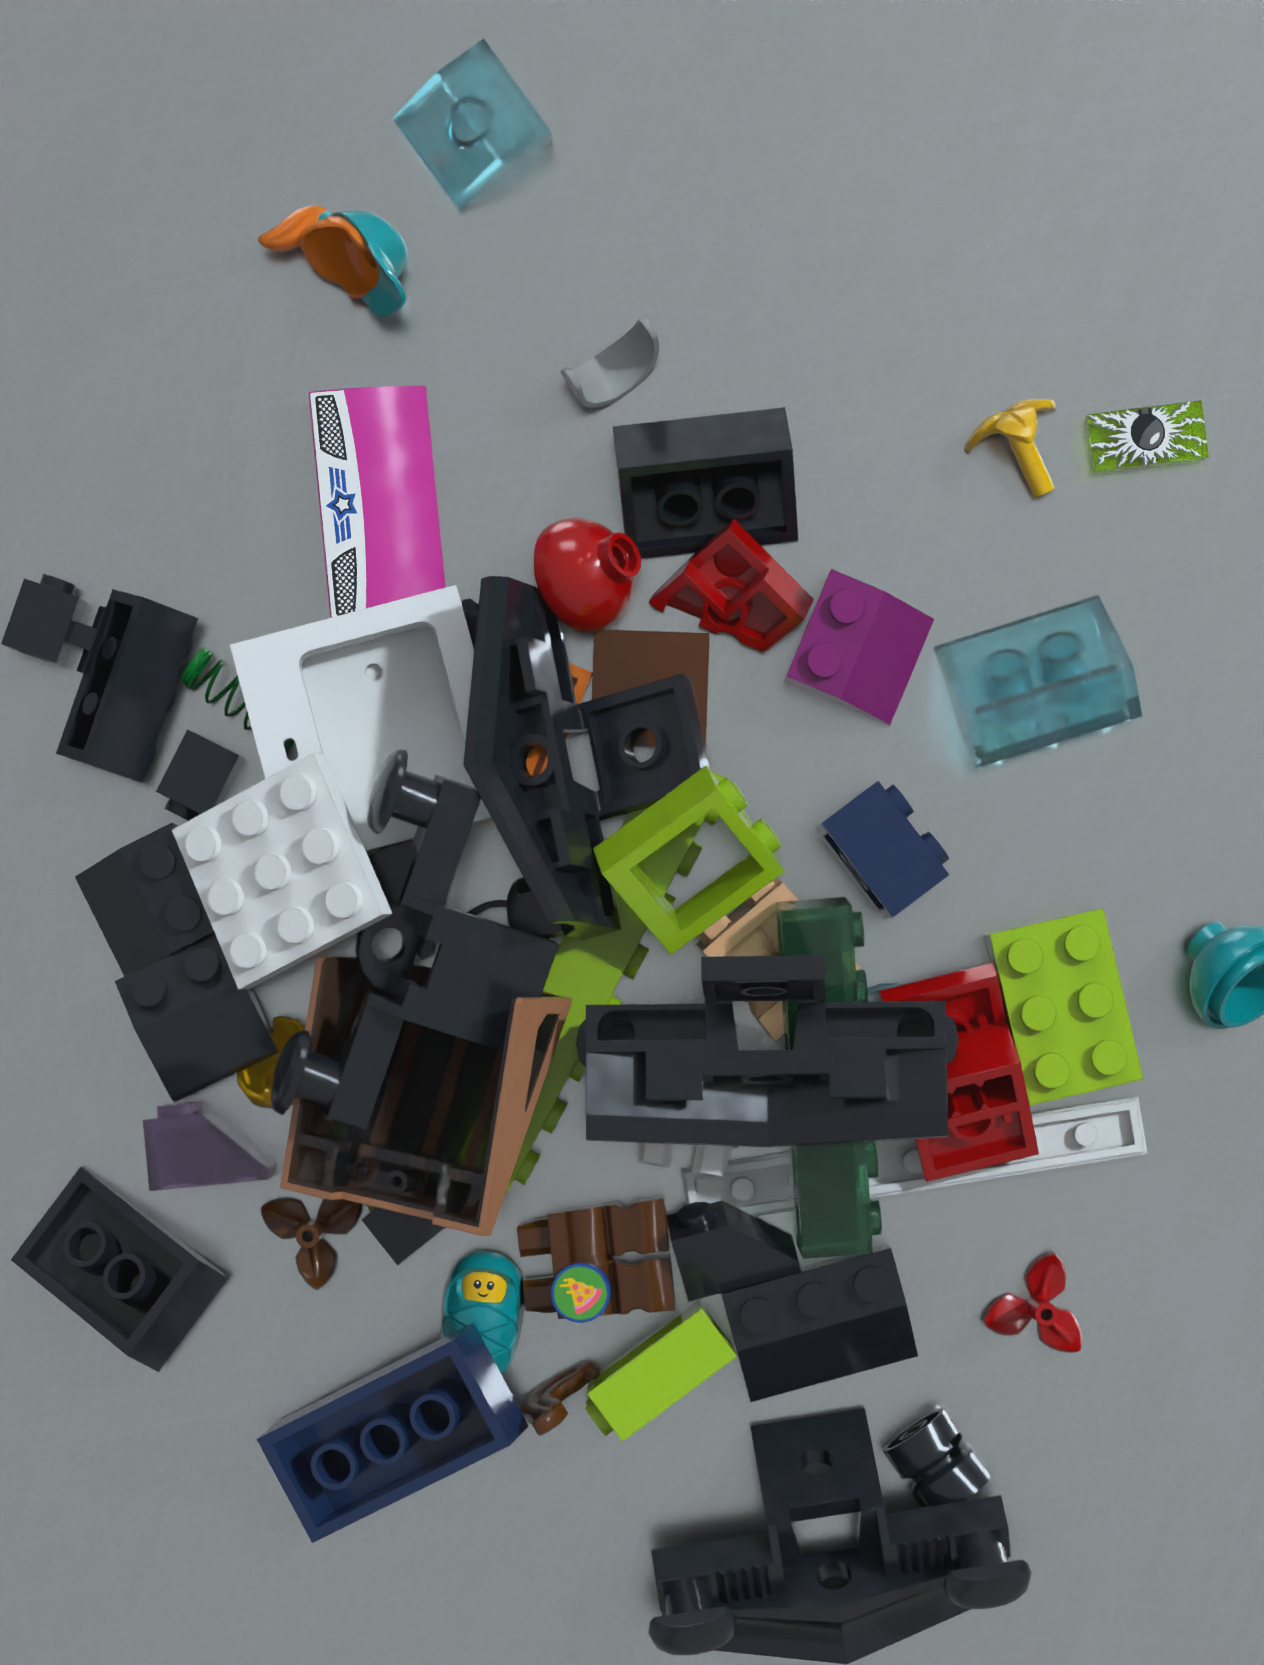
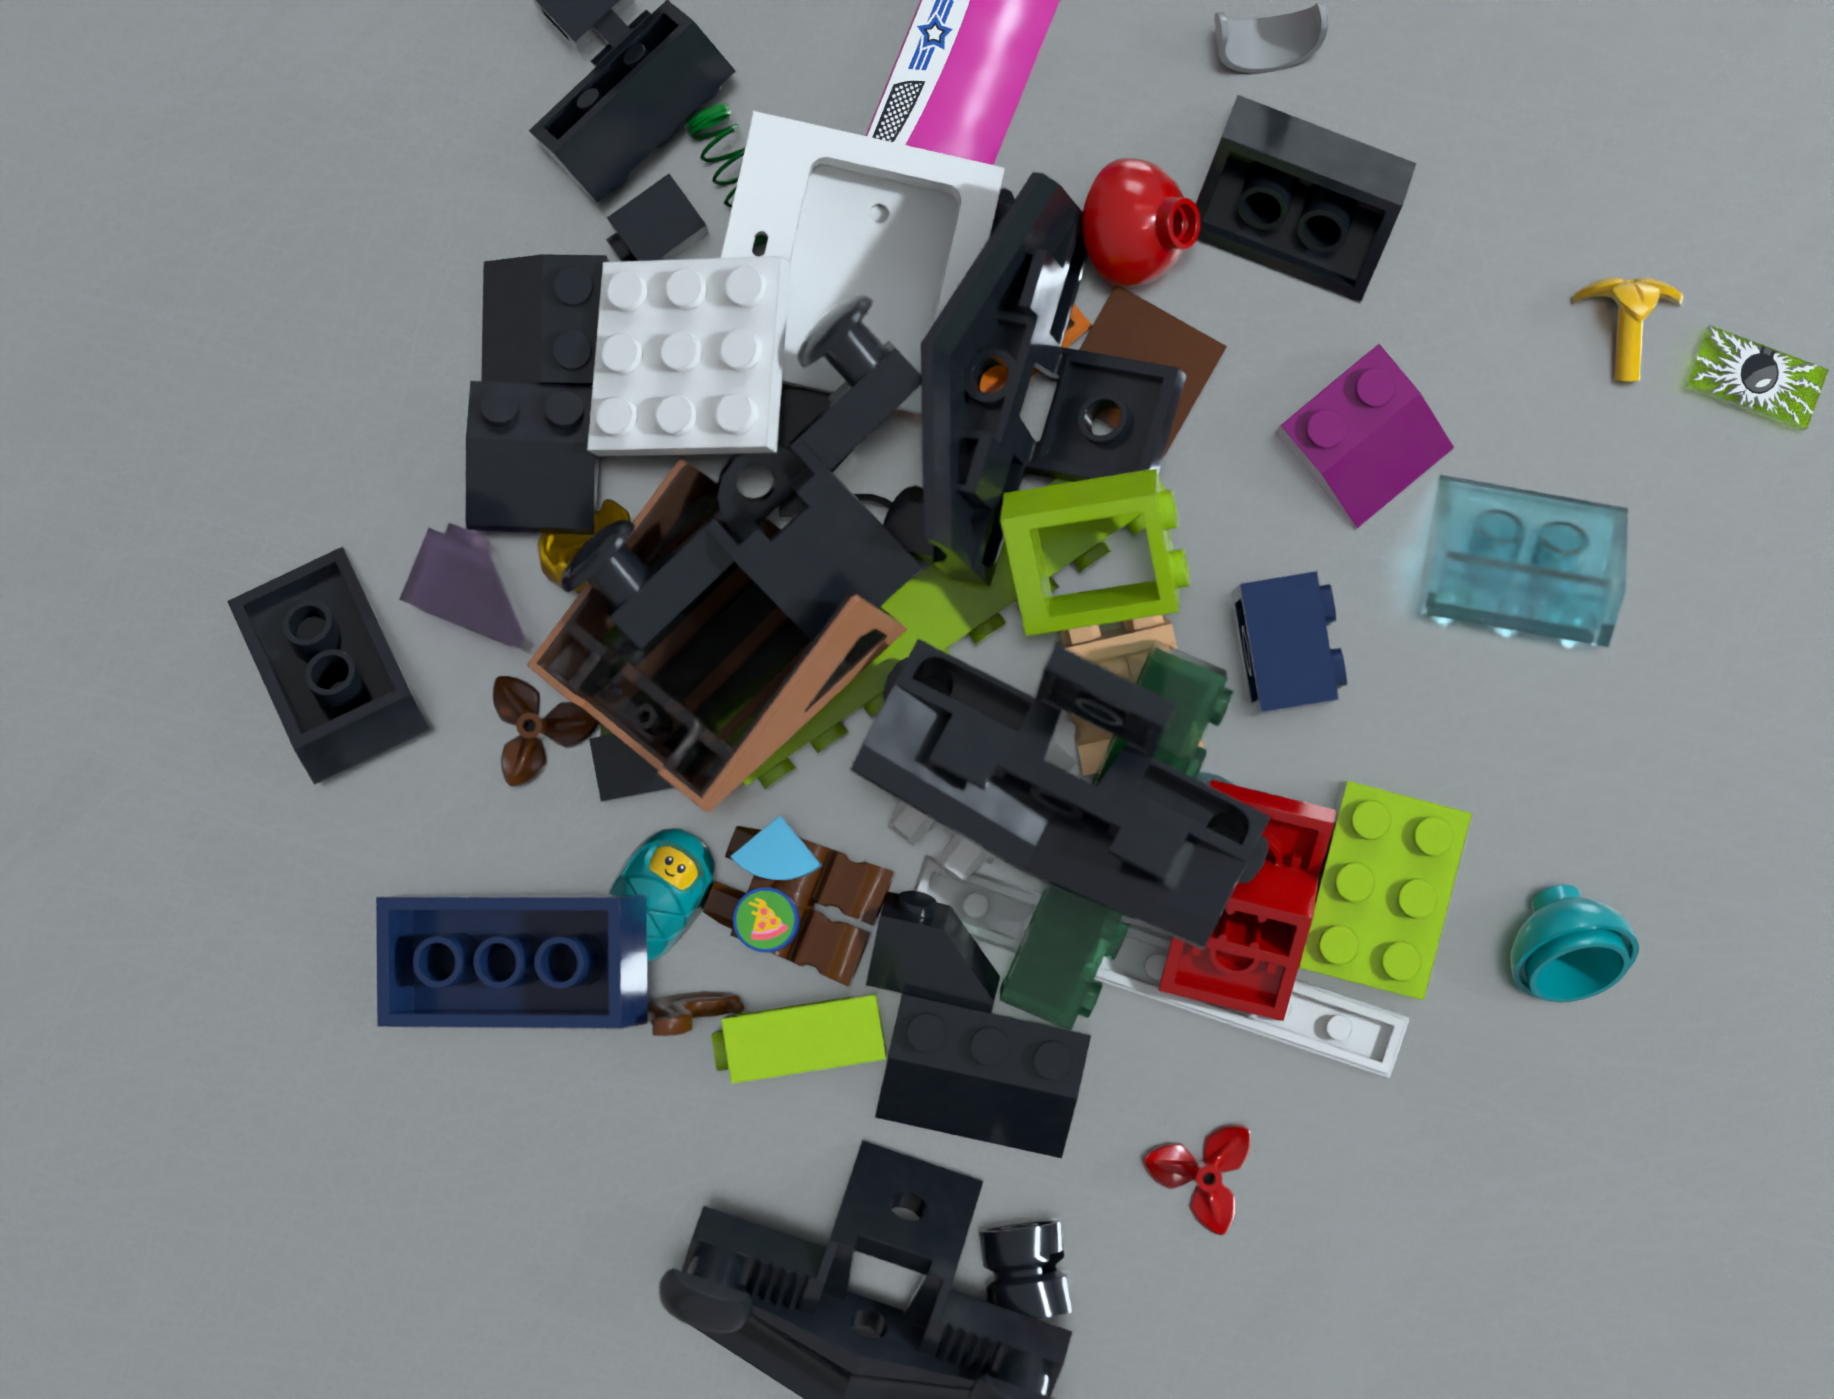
camera: 30 degrees right, 0 degrees up
(562, 1234) = (777, 853): none -> medium azure tile
(736, 590) = (1275, 318): red slope -> none

